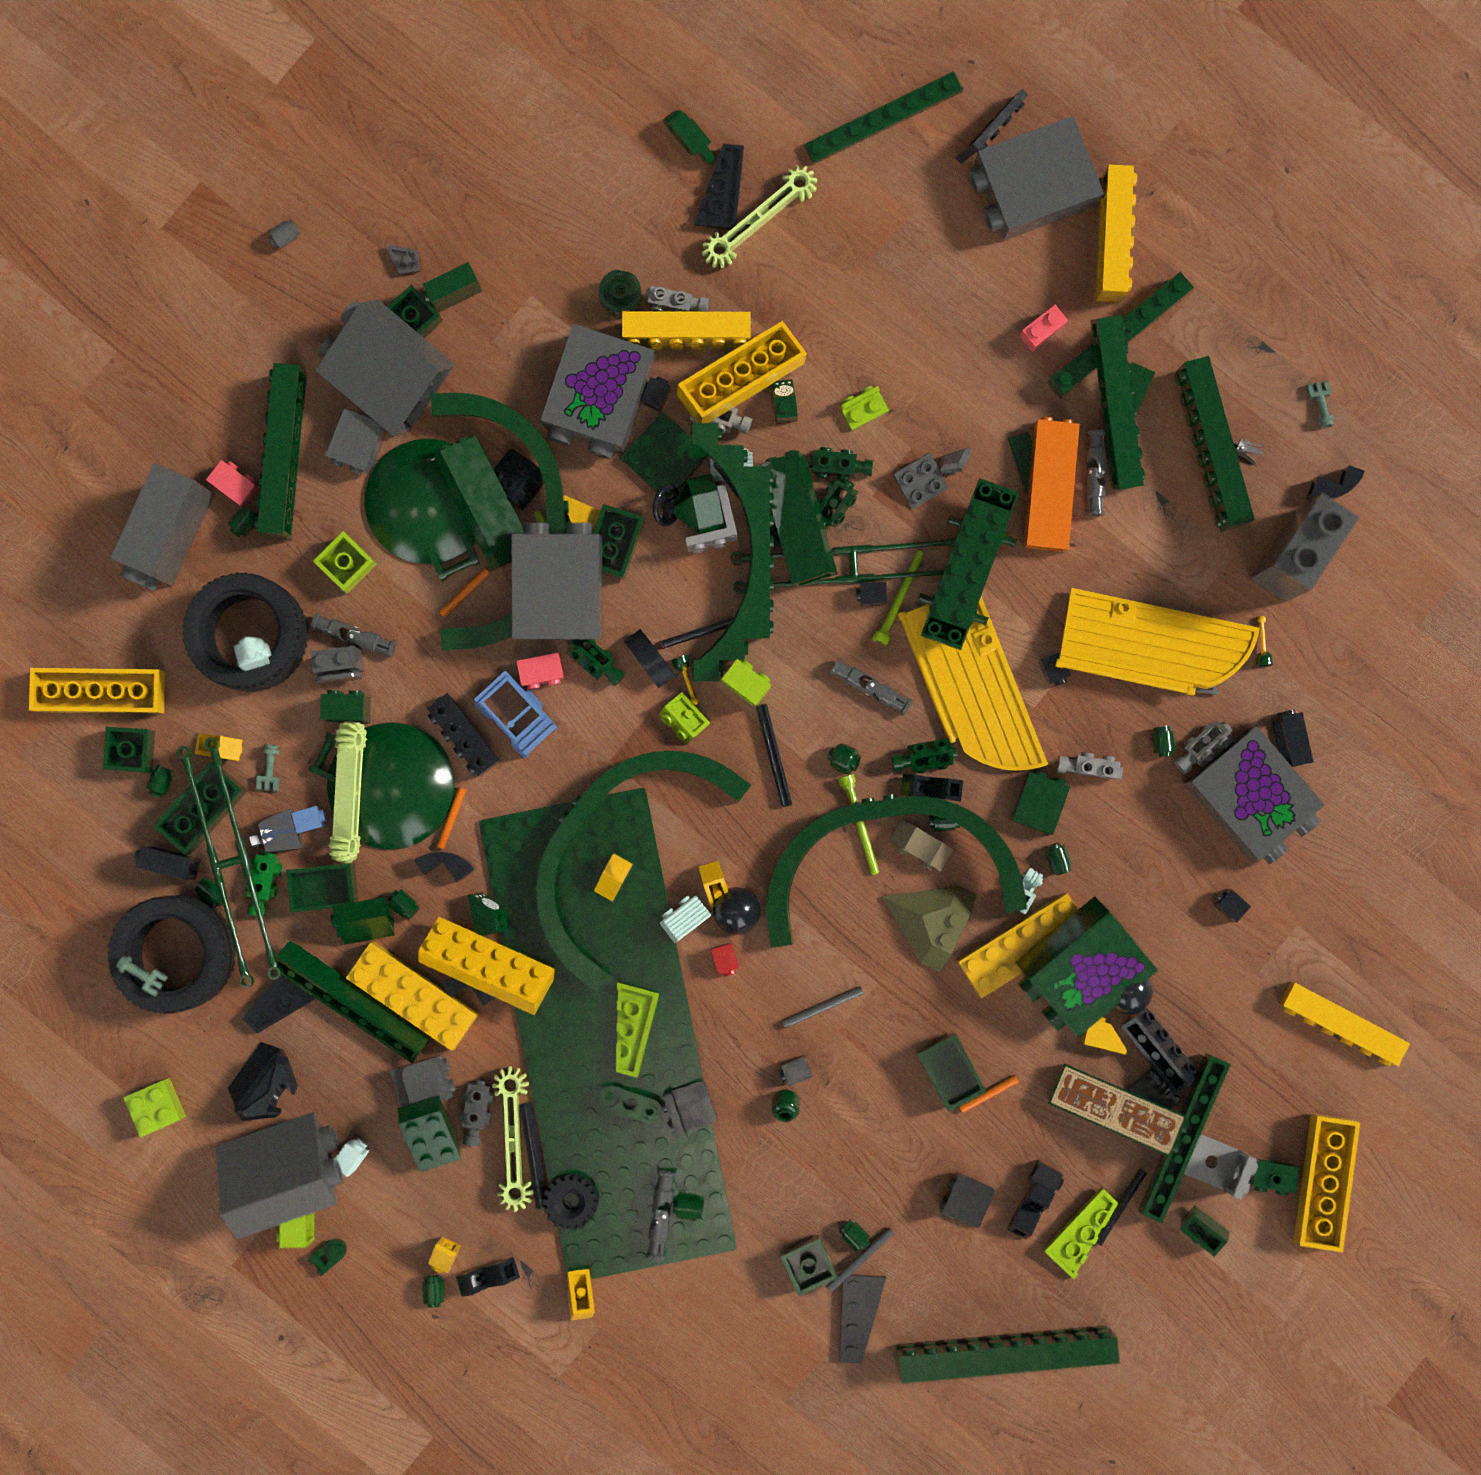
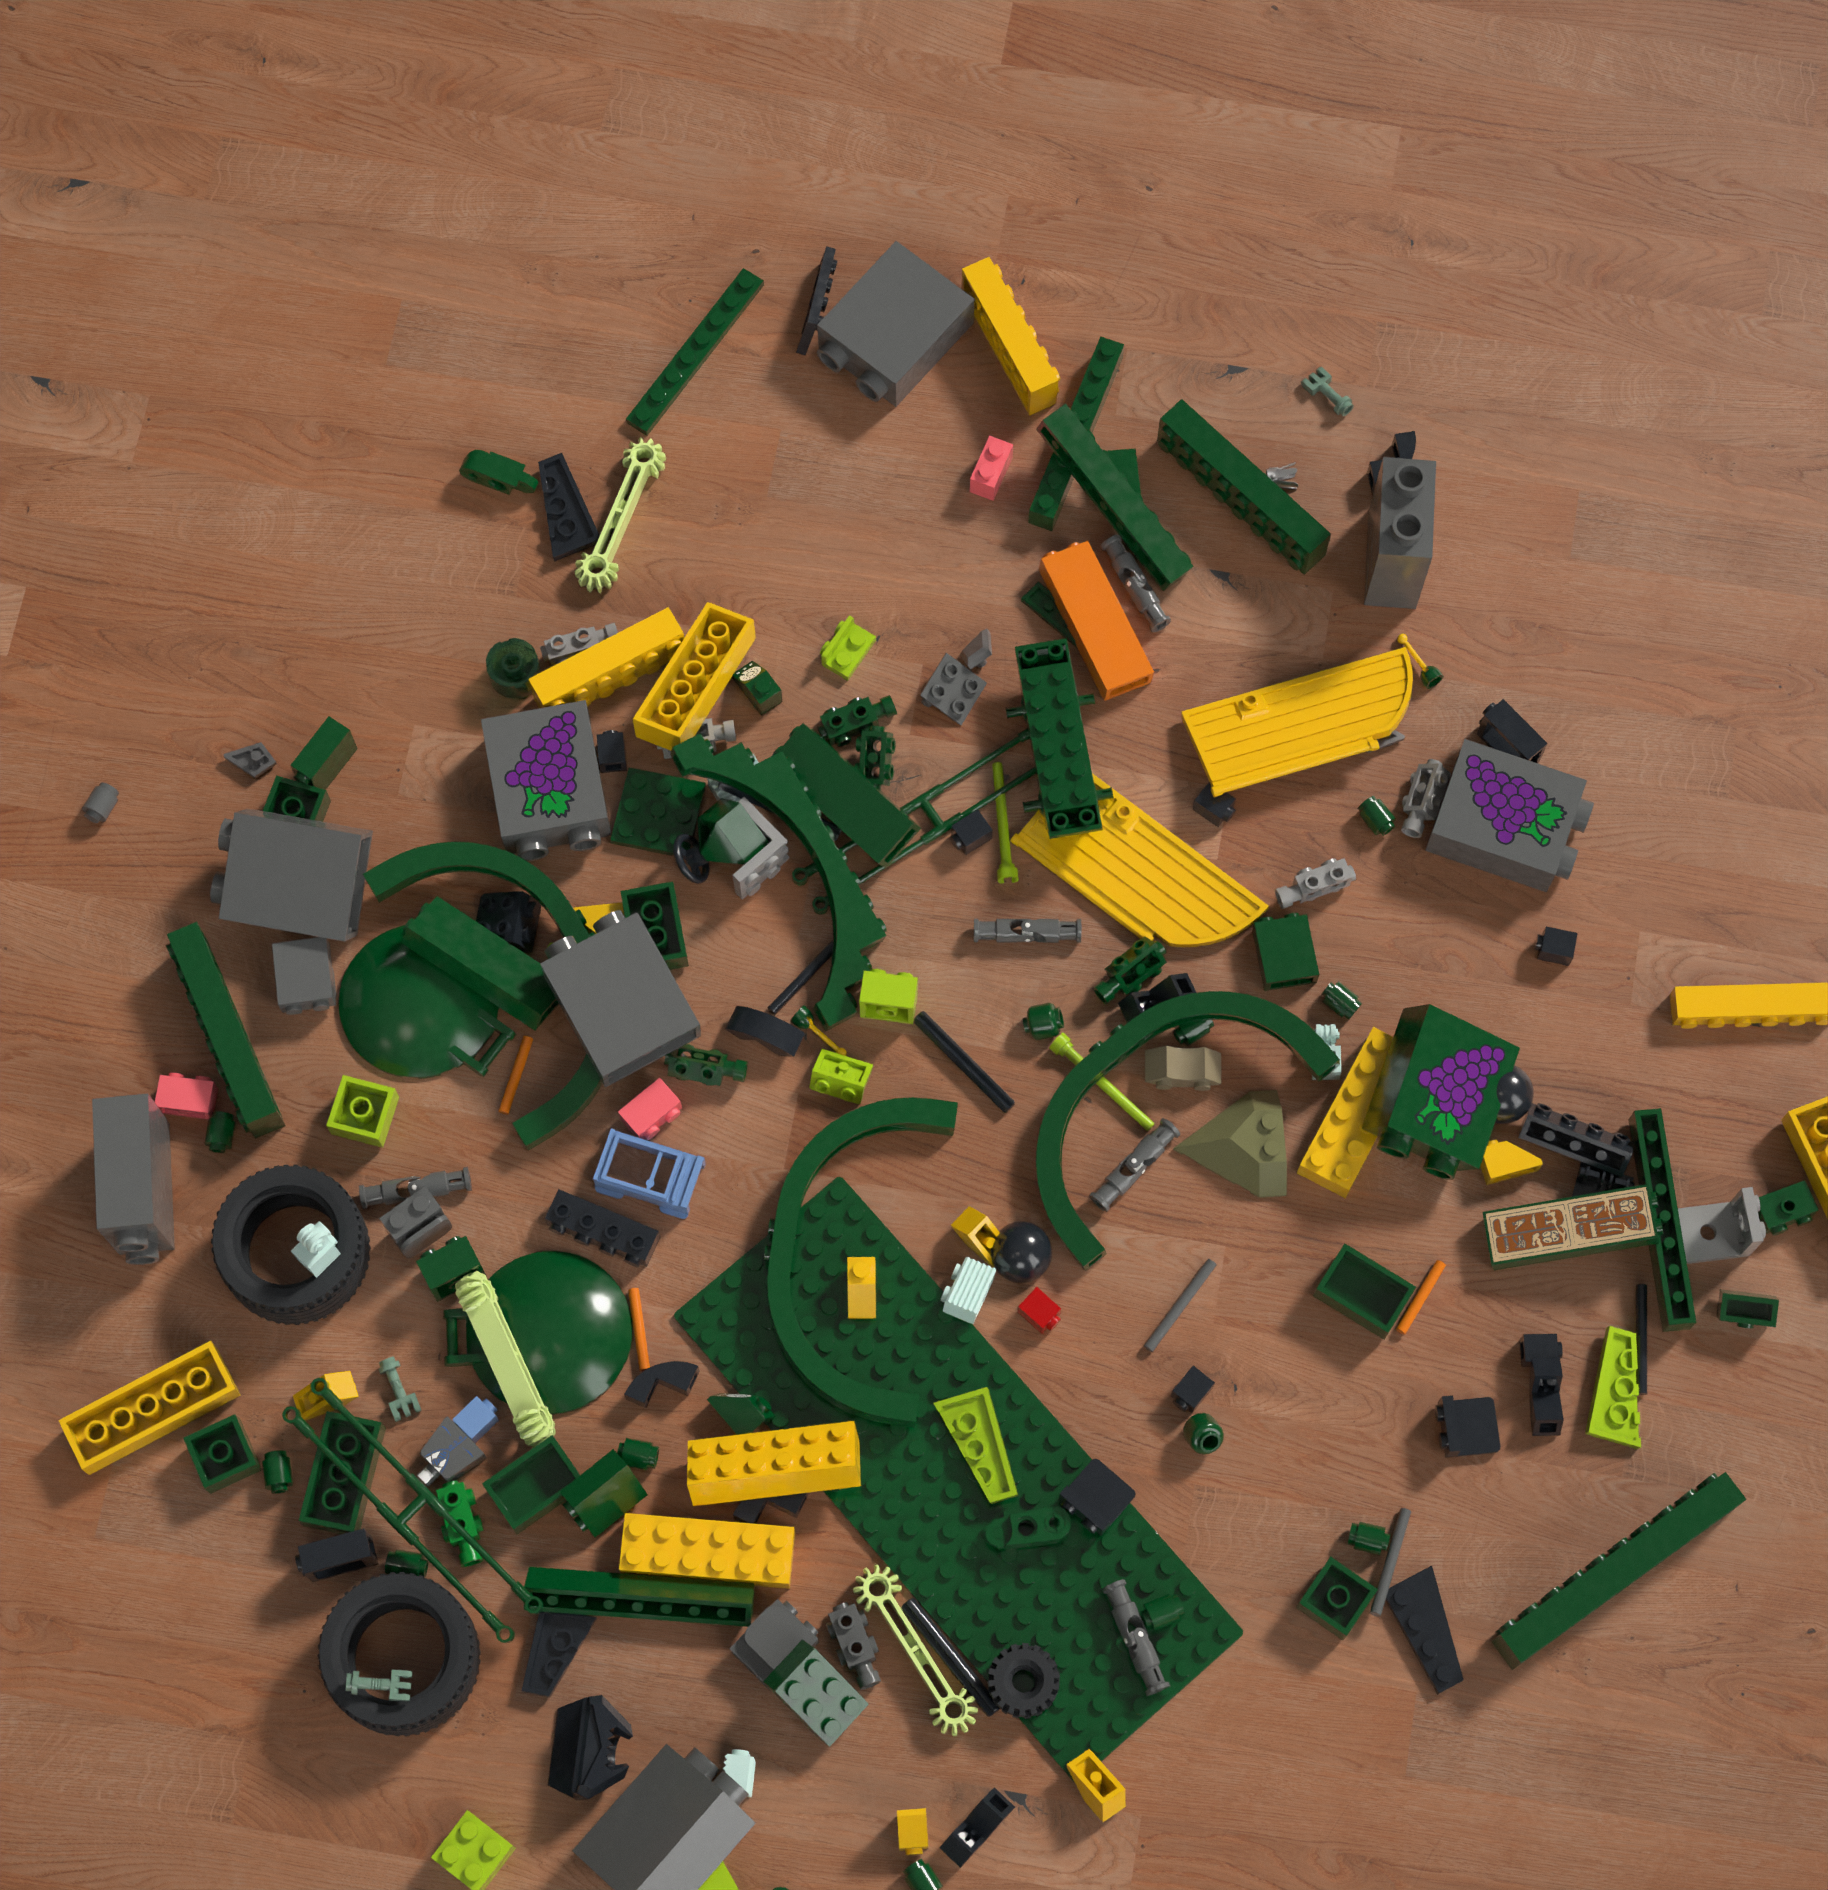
camera: 30 degrees left, 15 degrees down
(861, 890) = (1145, 1153): none -> dark grey piece

